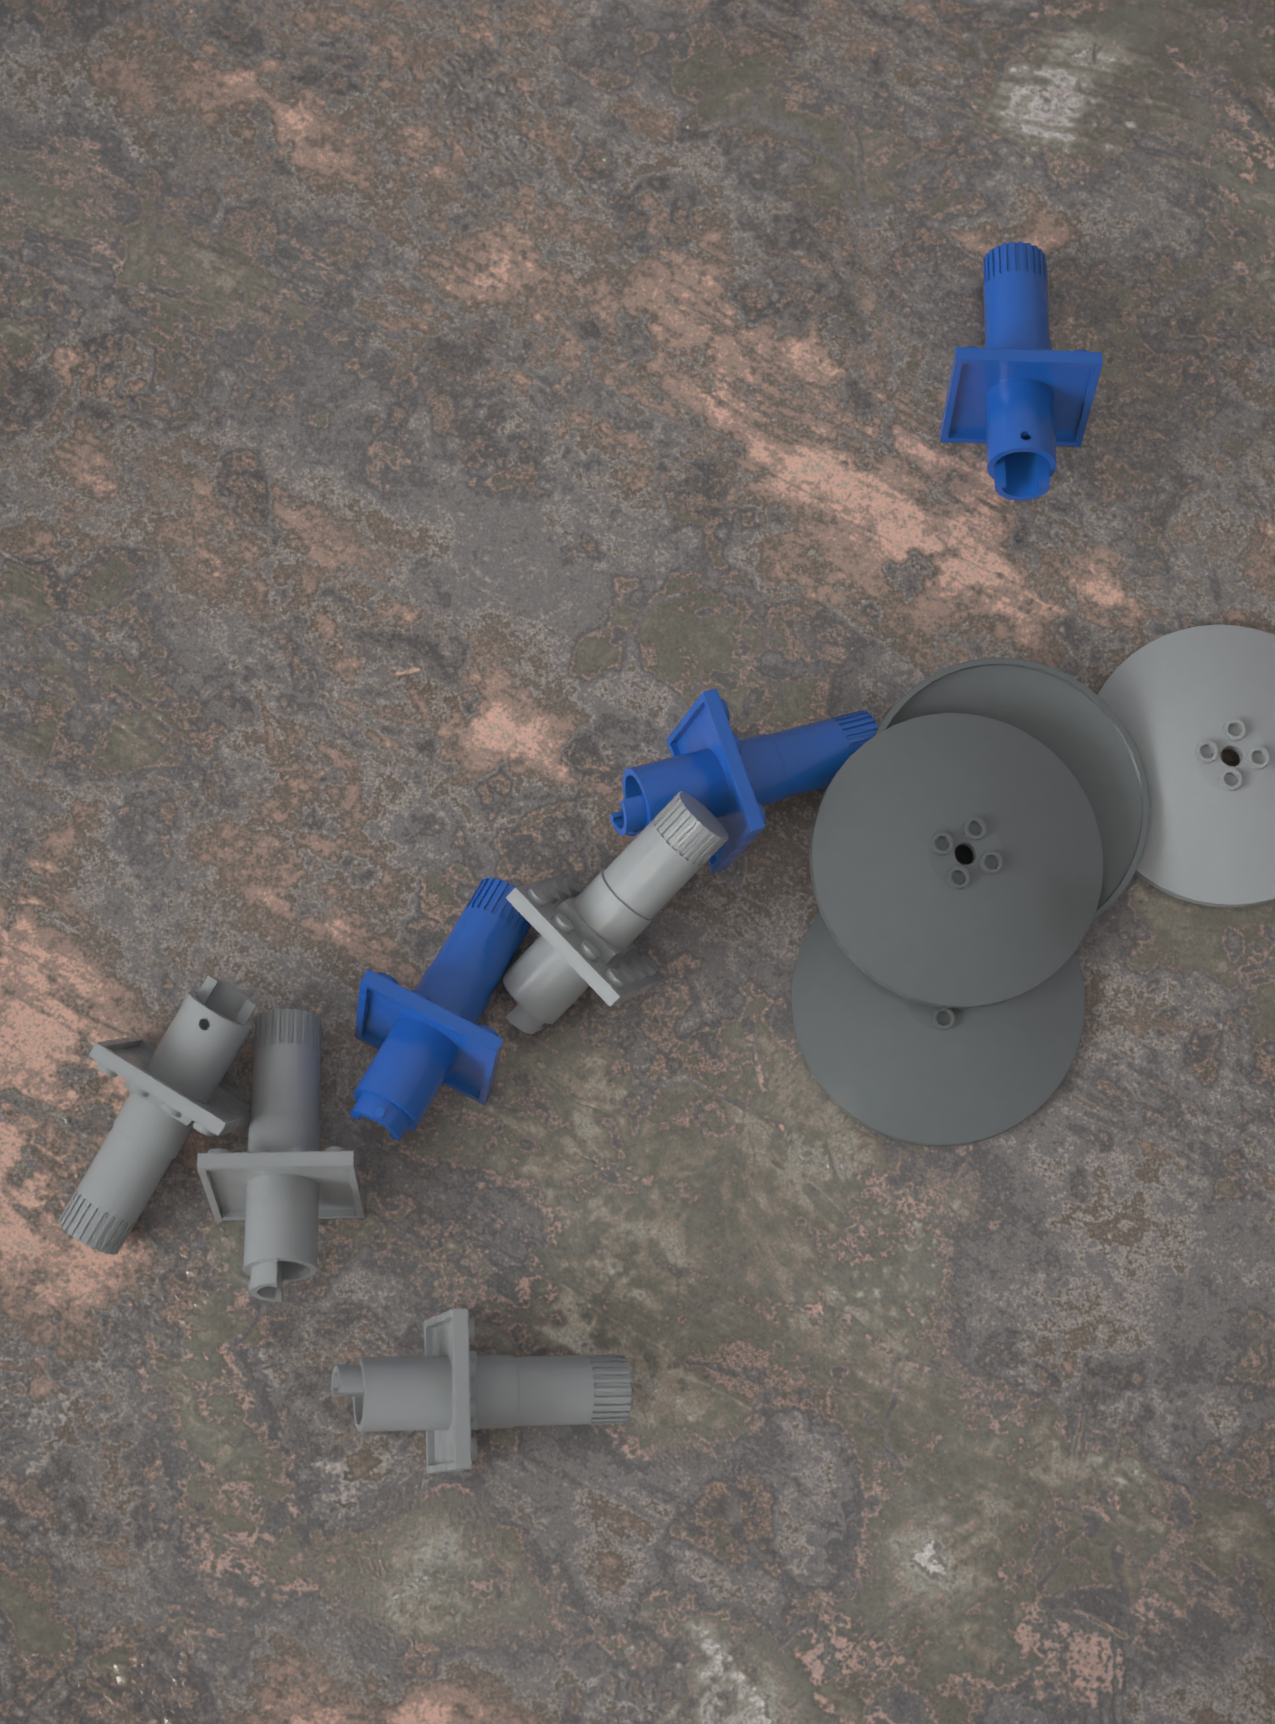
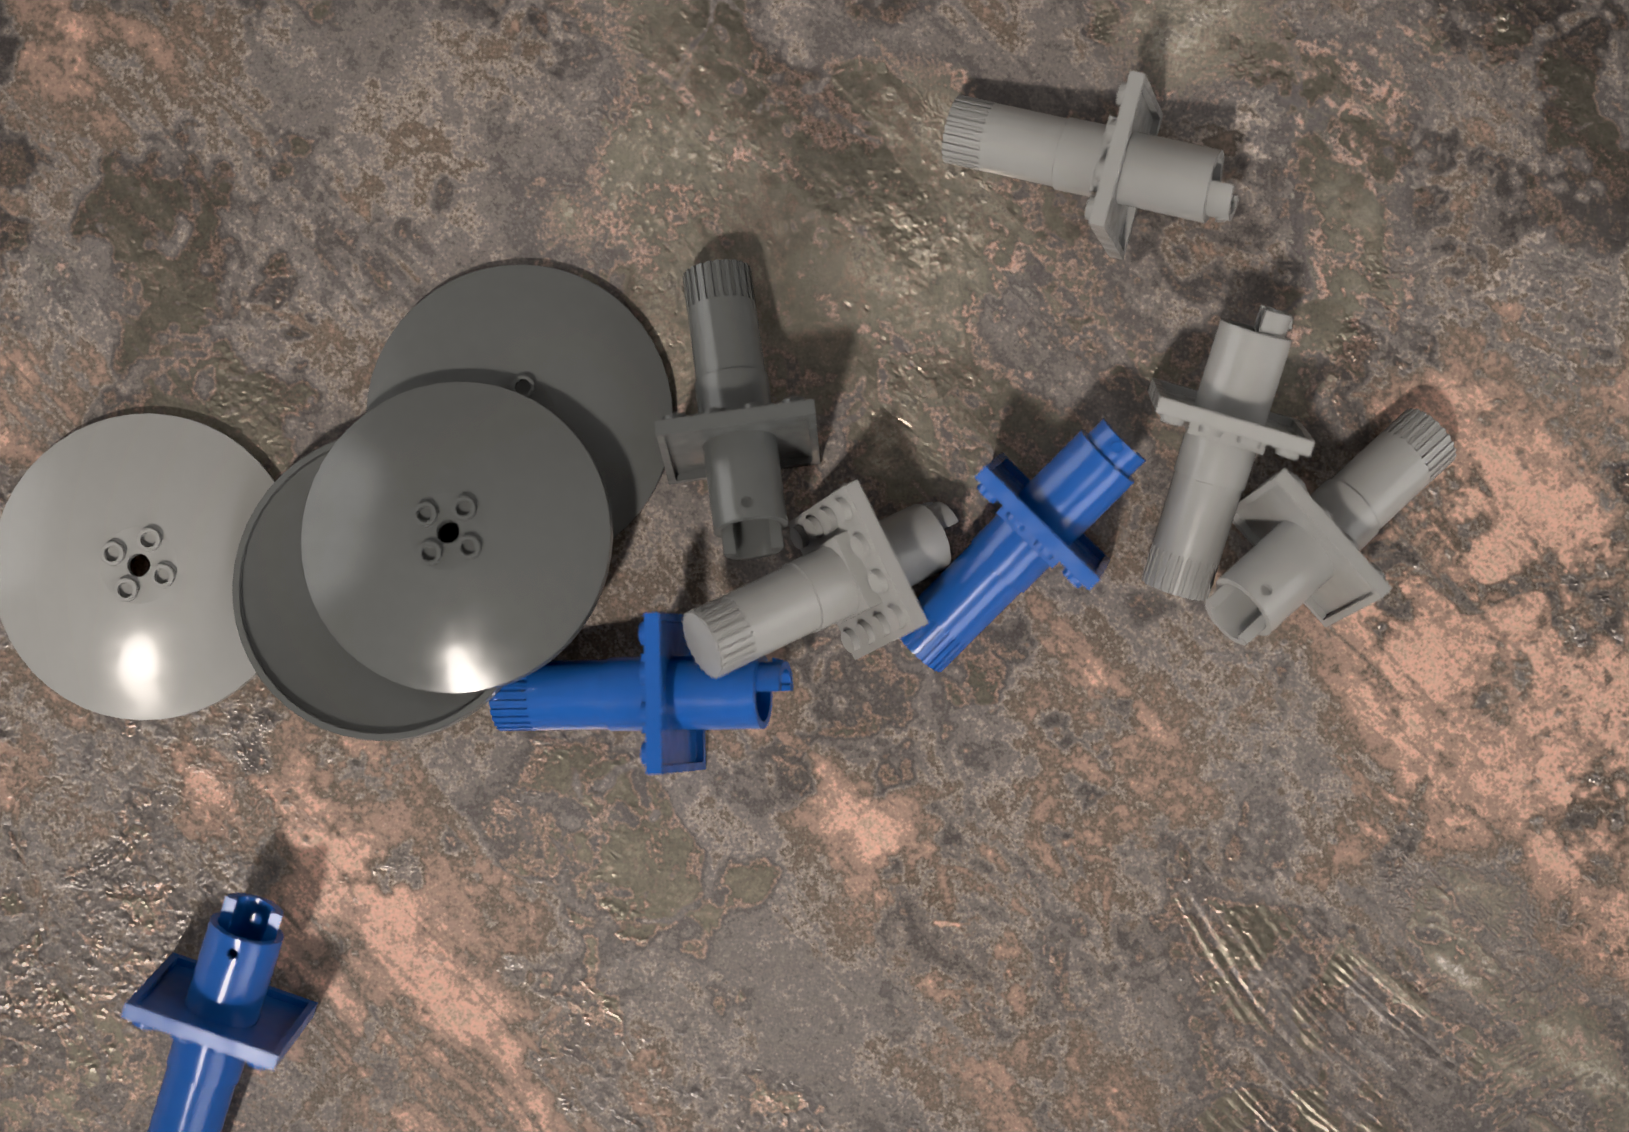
camera: 160 degrees left, 10 degrees up
(736, 1037) = (738, 433): none -> dark grey piece

